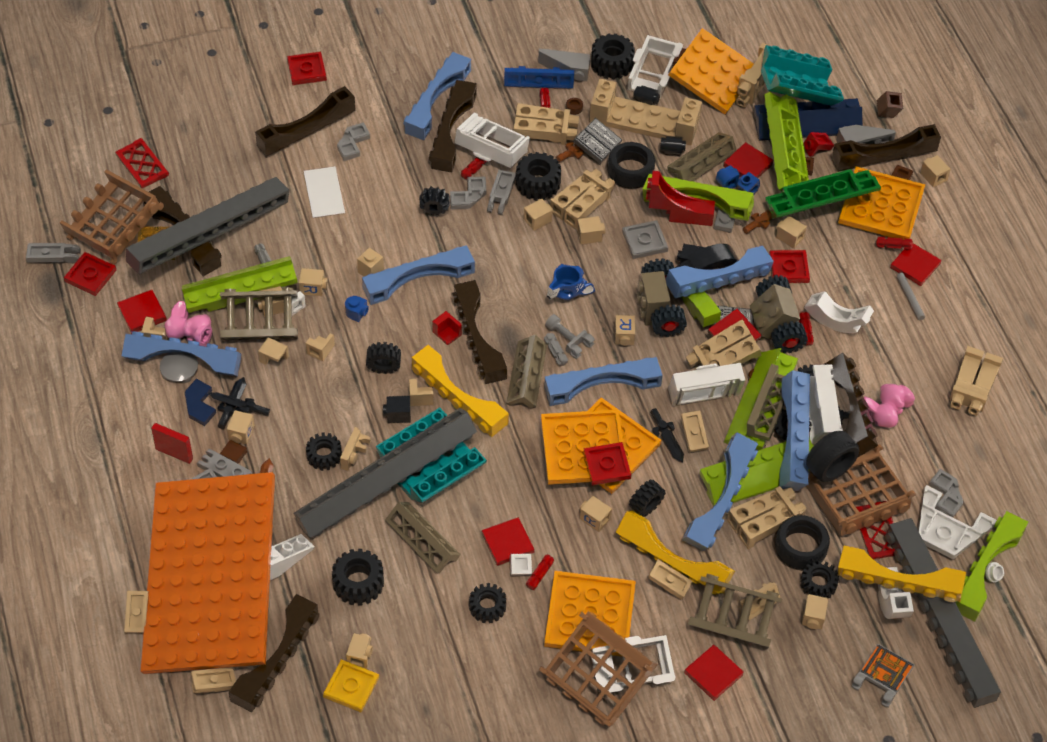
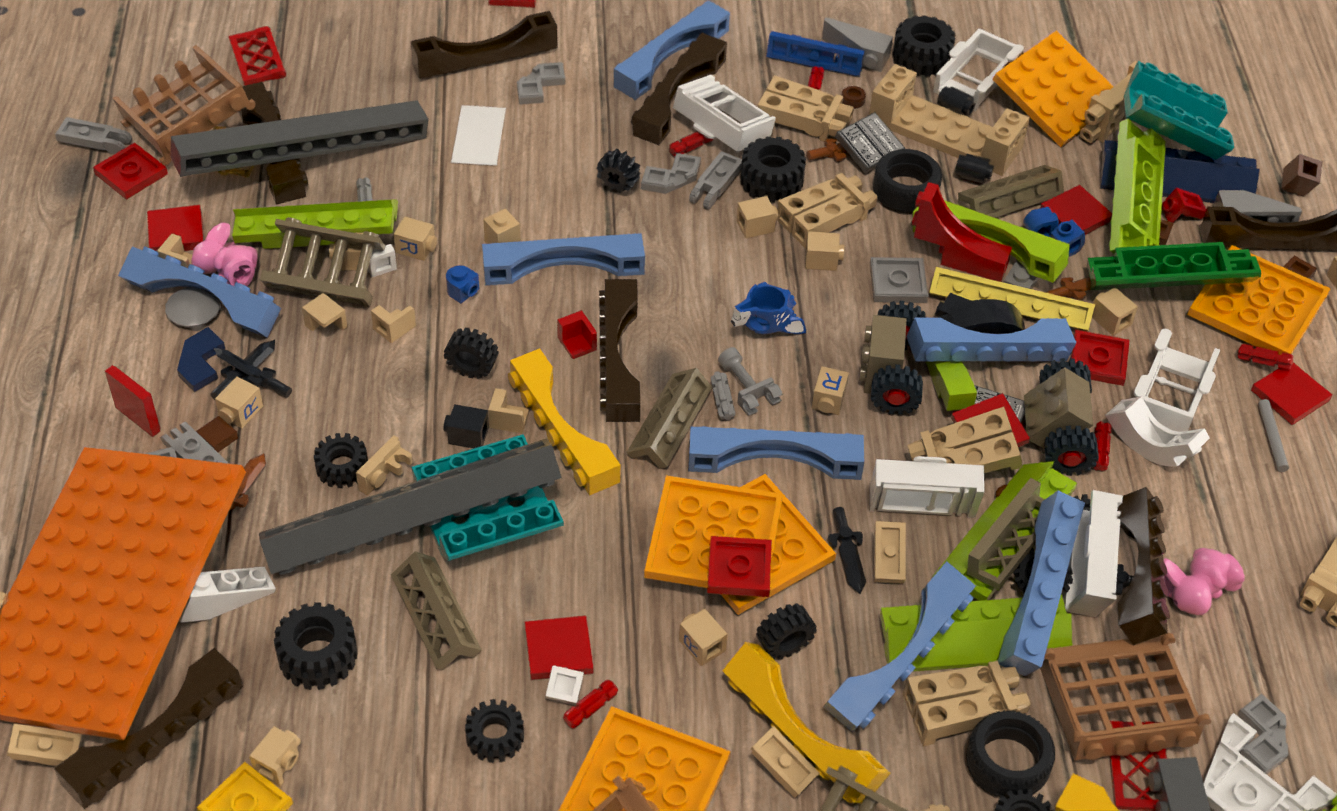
camera: 15 degrees right, 5 degrees down
(734, 237) = (1029, 302): none -> light yellow plate
(832, 456) = (1089, 631): black tyre -> none
(843, 260) = (1181, 365): none -> white piece

